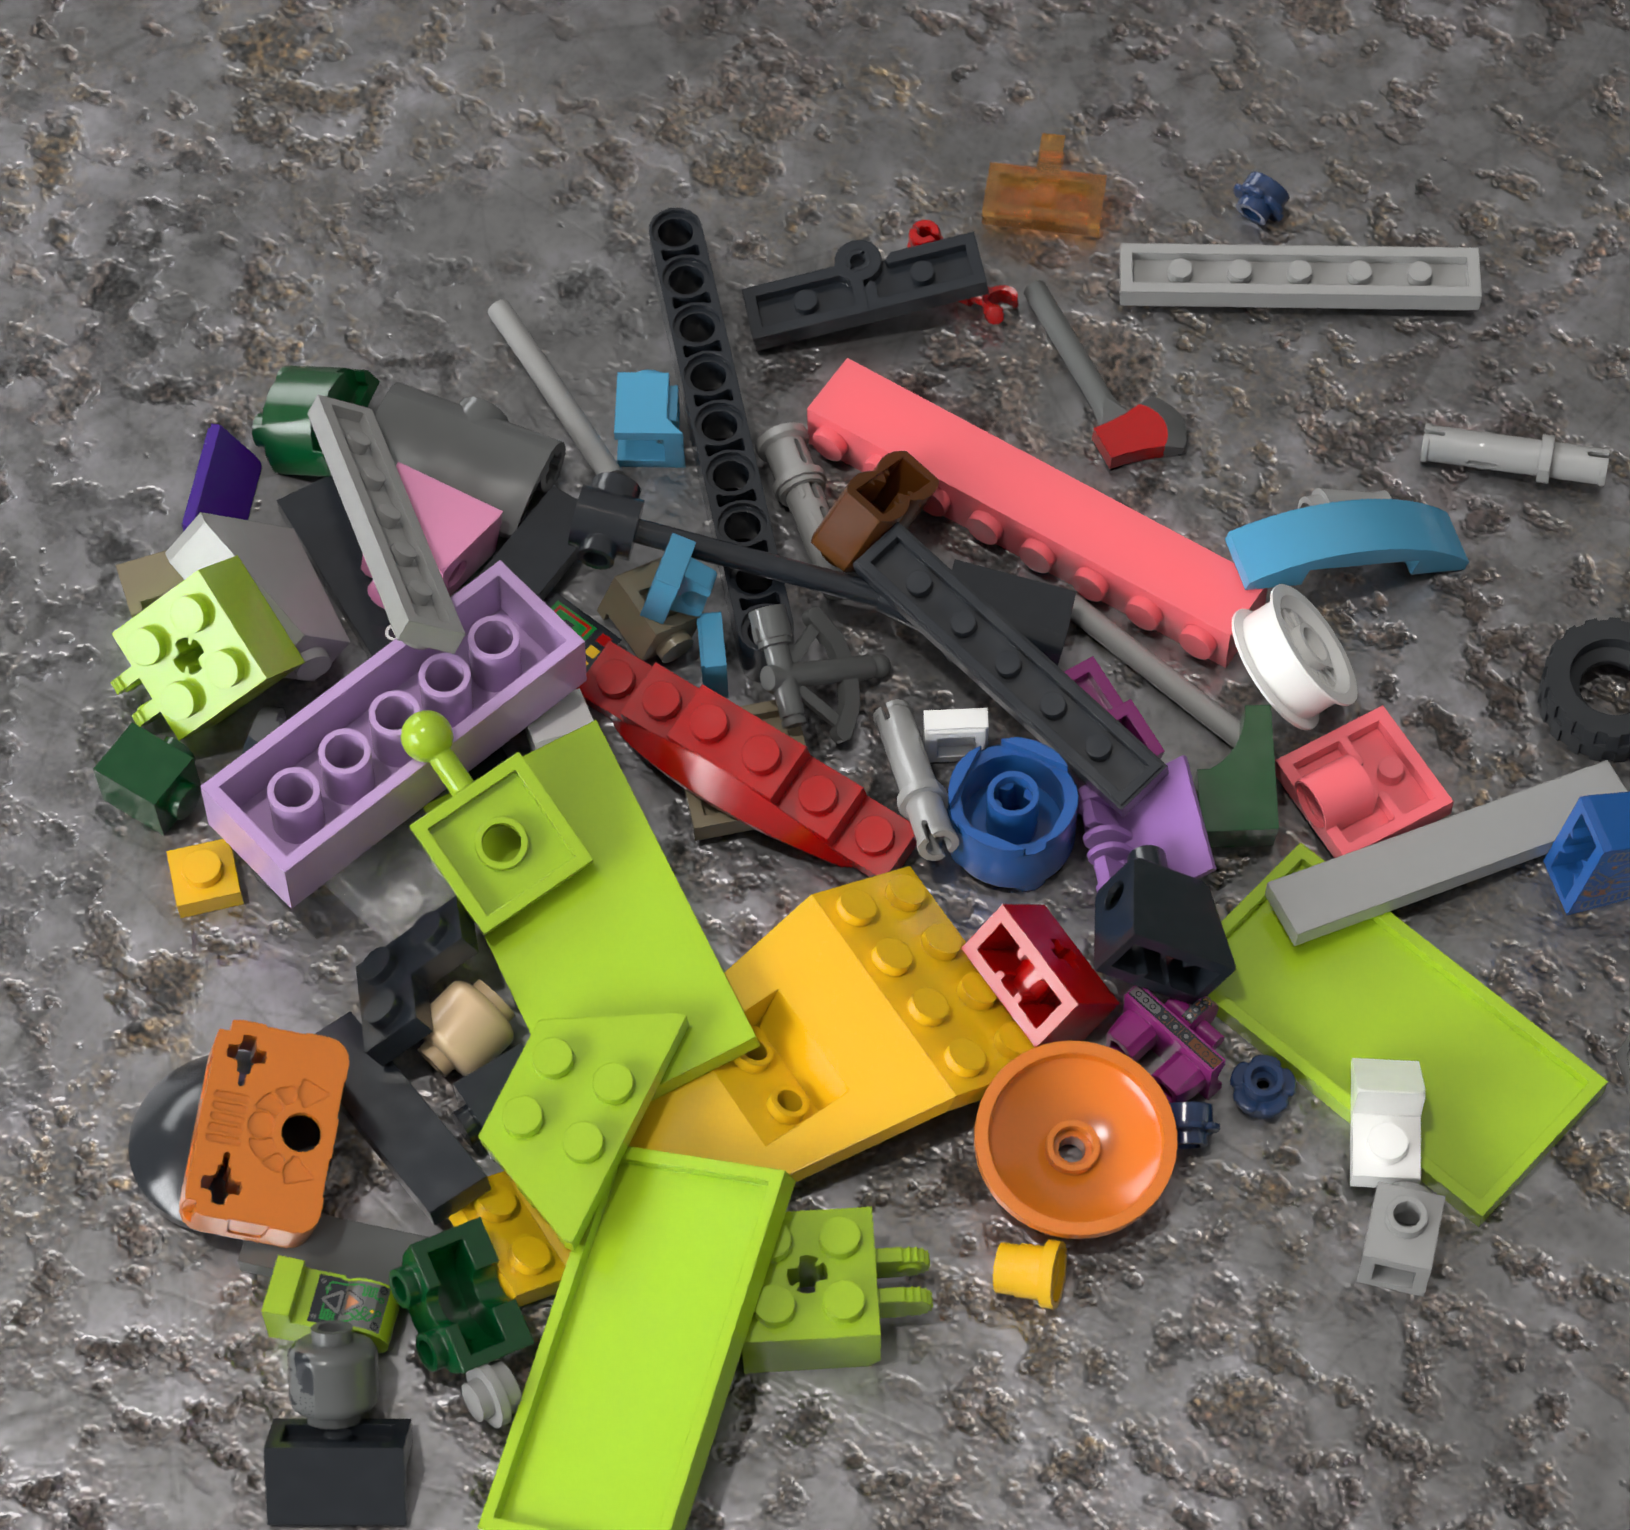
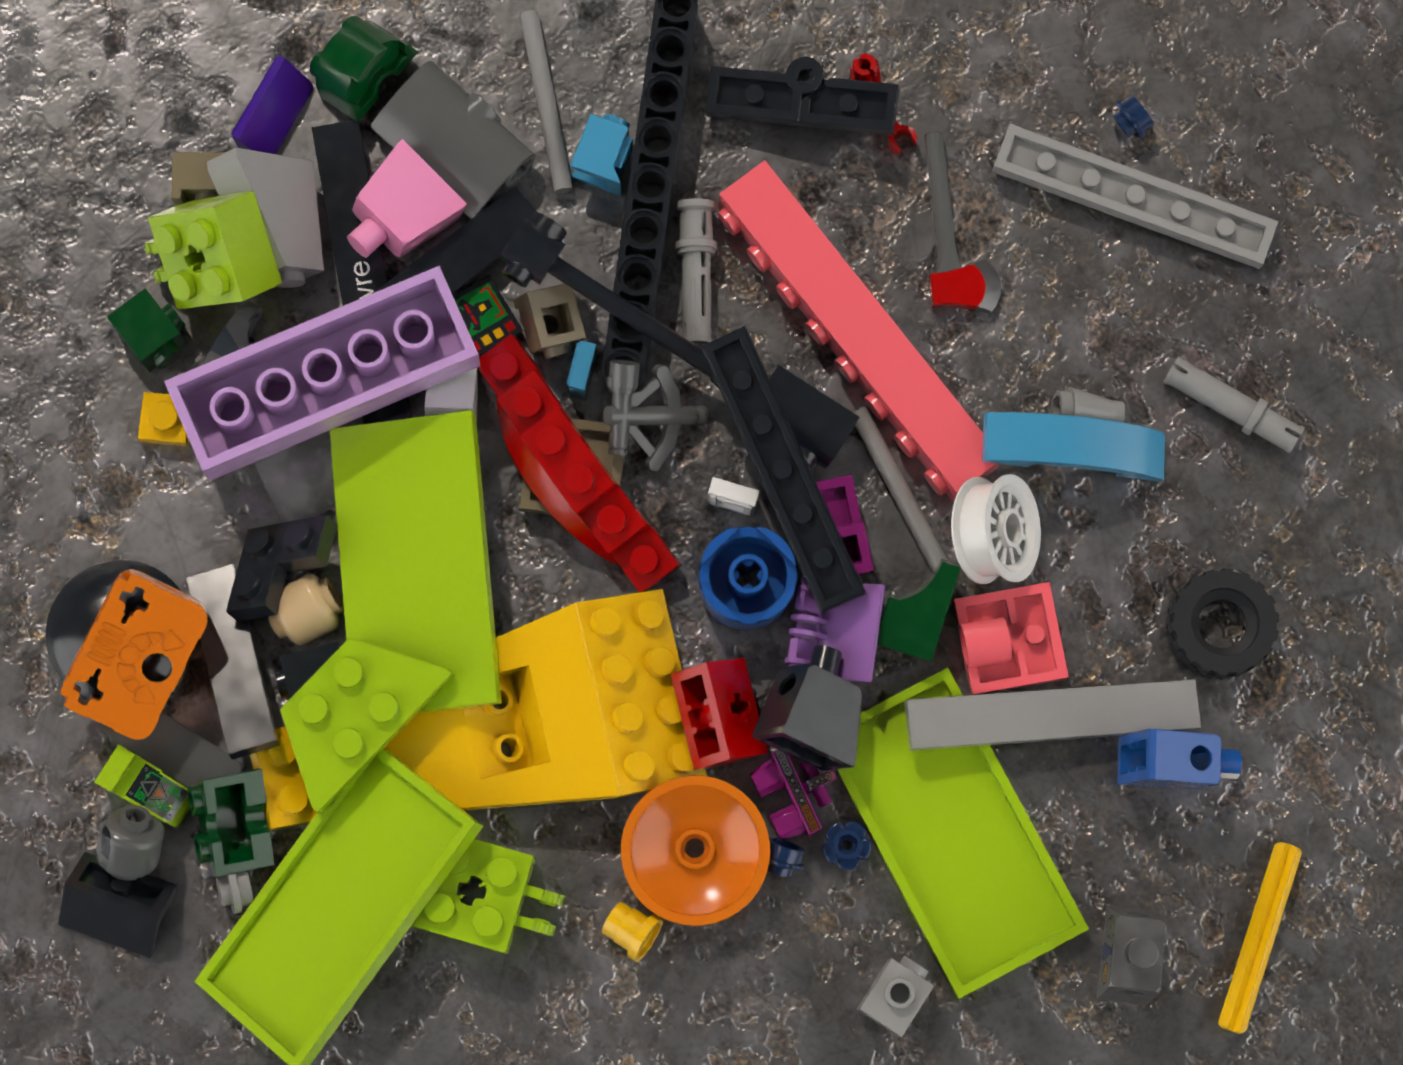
camera: 15 degrees right, 20 degrees up
(386, 526) = (366, 205): light grey plate -> none
(502, 797) = (378, 460): lime plate -> none
(679, 582) = (568, 316): dark azure tile -> none
(871, 506) = (736, 301): reddish brown brick -> none
(920, 795) = (688, 543): light grey pin -> none
(1045, 195) = (970, 58): clear orange plate -> none
(1385, 1121) = (919, 907): white slope -> none

